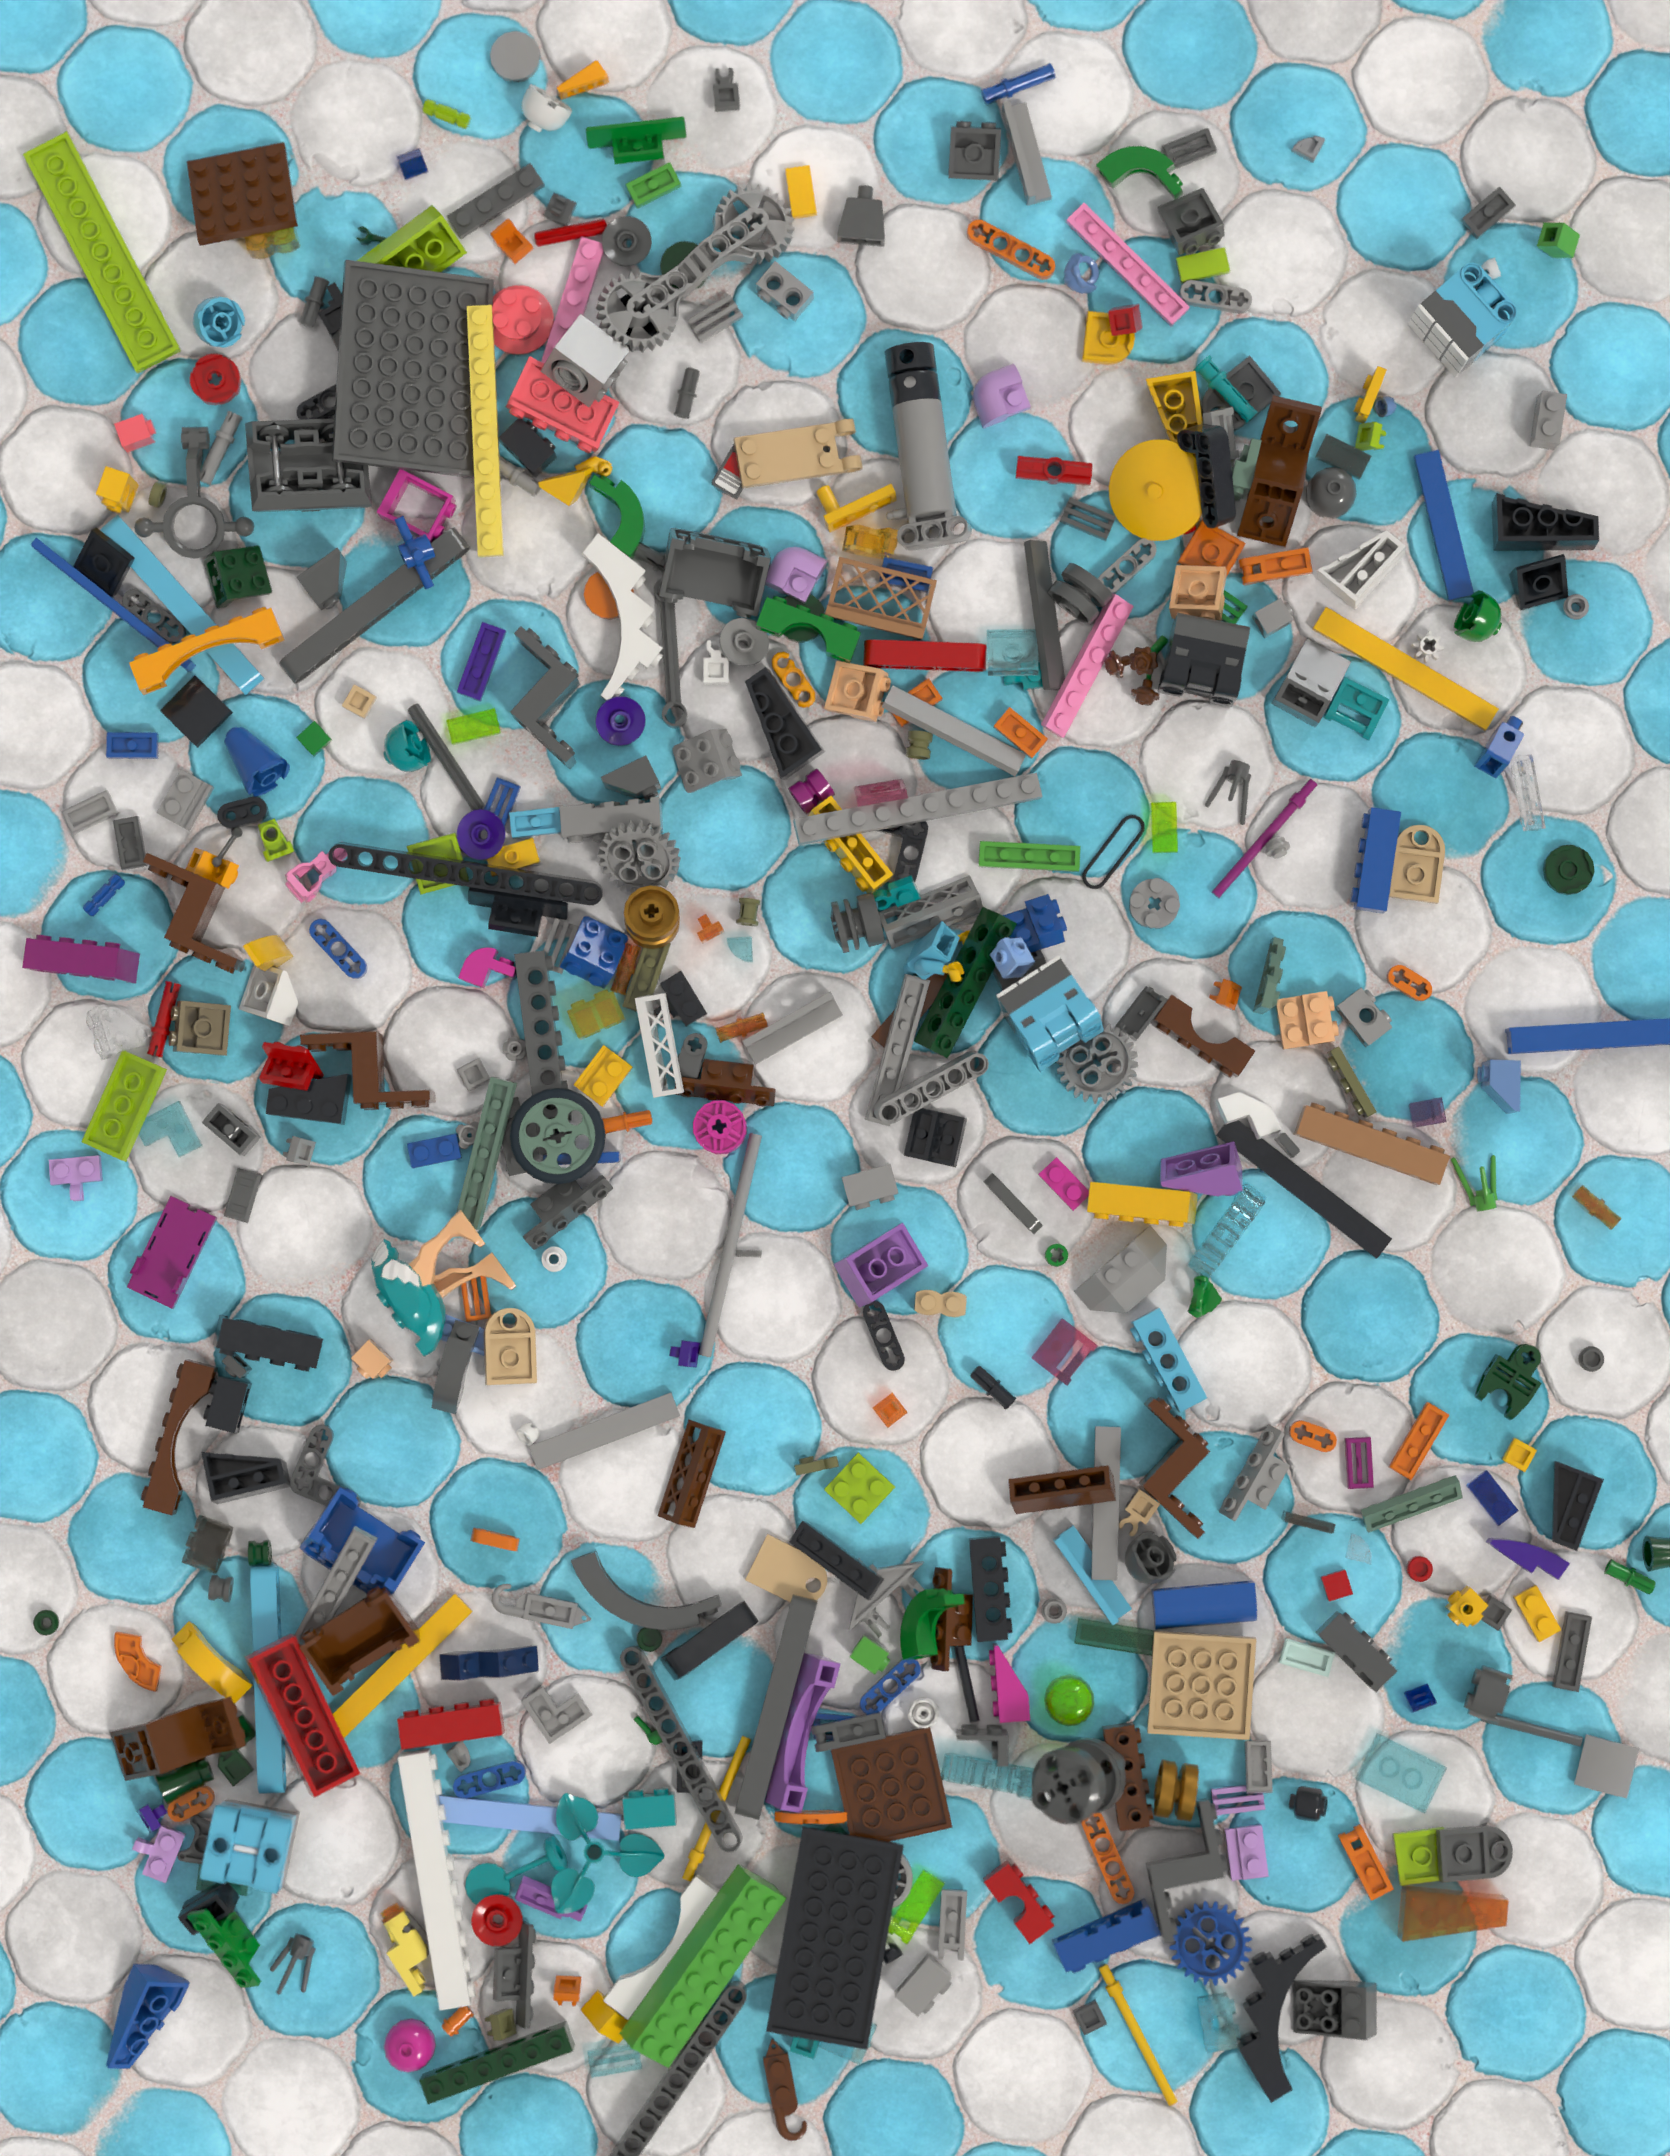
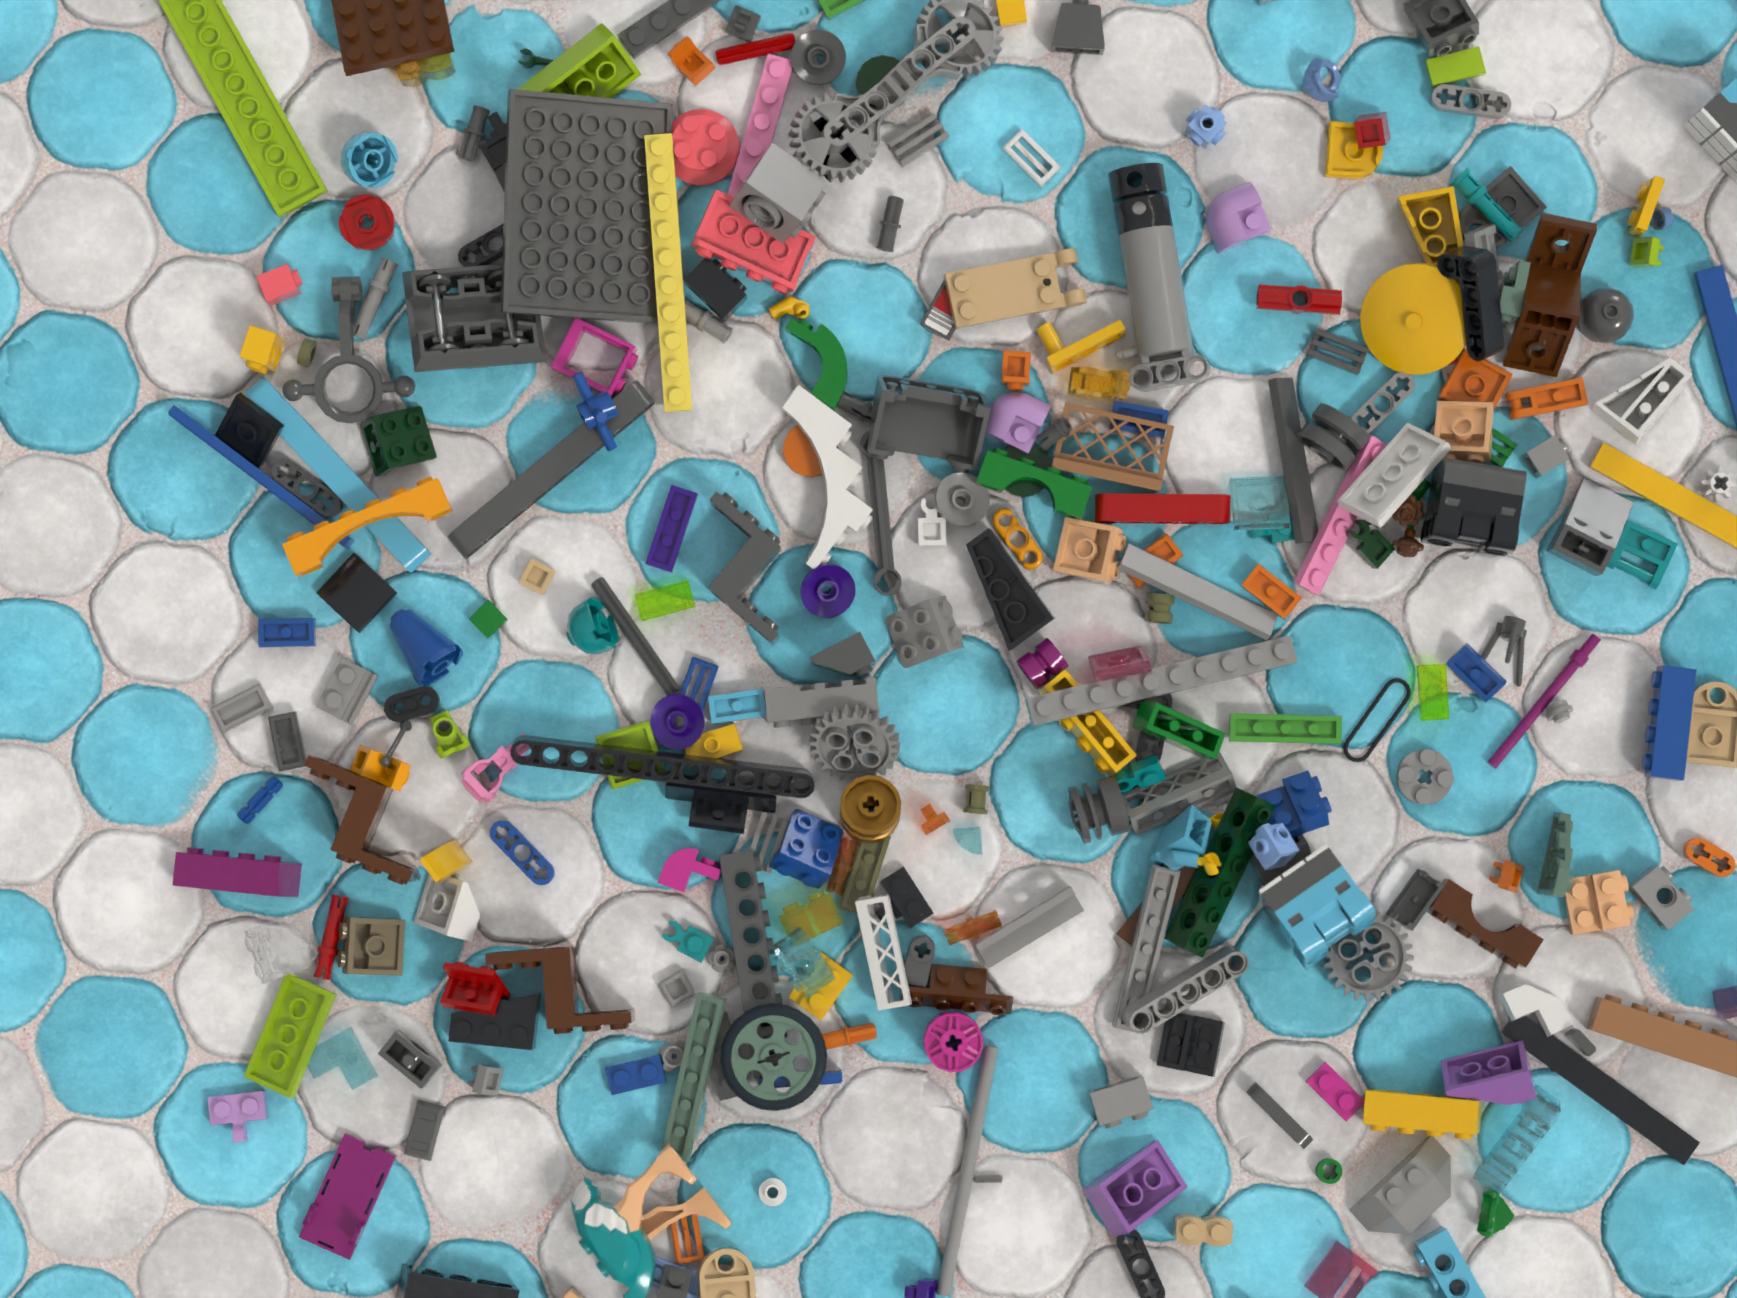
camera: 10 degrees left, 0 degrees up
(325, 579) = (496, 444): dark grey slope -> none
(489, 1033) = (692, 942): none -> teal plate
(561, 1206) = (779, 1132): dark grey bracket -> none
(567, 486) = (760, 331): yellow slope -> none
(584, 1037) = (799, 947): none -> clear light blue brick
(788, 287) = (999, 103): light grey brick -> none
(796, 527) = (1015, 369): none -> orange bracket
(828, 583) = (1060, 428): none -> dark grey pin
(830, 352) = (1024, 166): none -> white tile
(931, 853) = (1178, 730): none -> green brick
(974, 321) = (1205, 136): none -> light blue brick
(1013, 246) = (1240, 60): orange beam -> none
(1113, 693) = (1373, 545): none -> dark green plate
(1127, 264) = (1372, 68): bright pink plate -> none
(1133, 629) = (1394, 475): none -> white tile
(1203, 810) = (1476, 672): none -> blue plate
(1343, 456) = (1616, 274): clear smoke tile -> none
(1350, 1082) = (1648, 970): olive plate -> none

